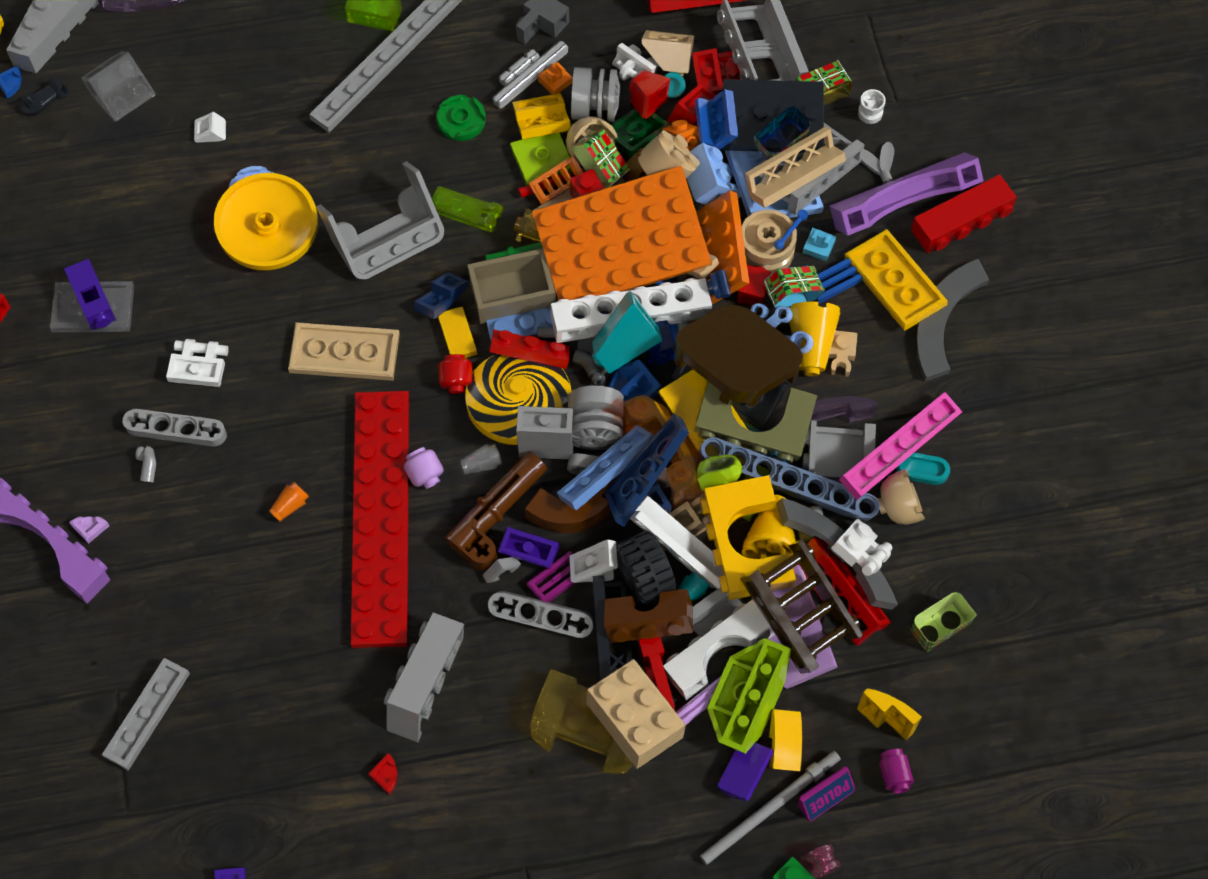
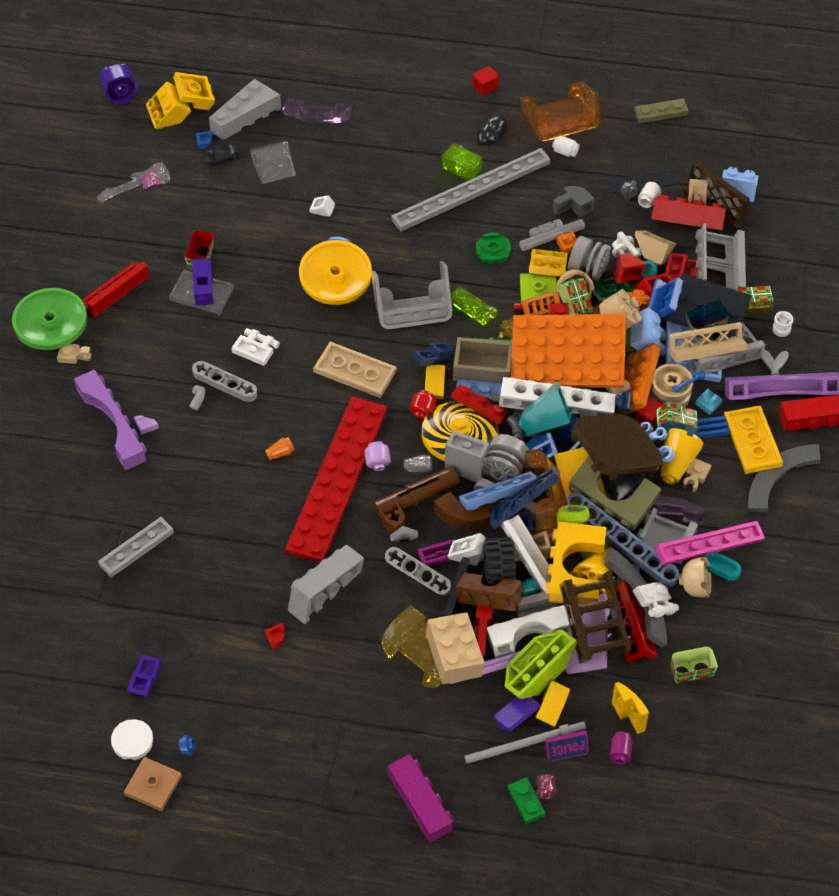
camera: 20 degrees right, 10 degrees down
(65, 229) = (202, 239): none -> red piece
(528, 547) = (428, 527): dark purple slope -> none

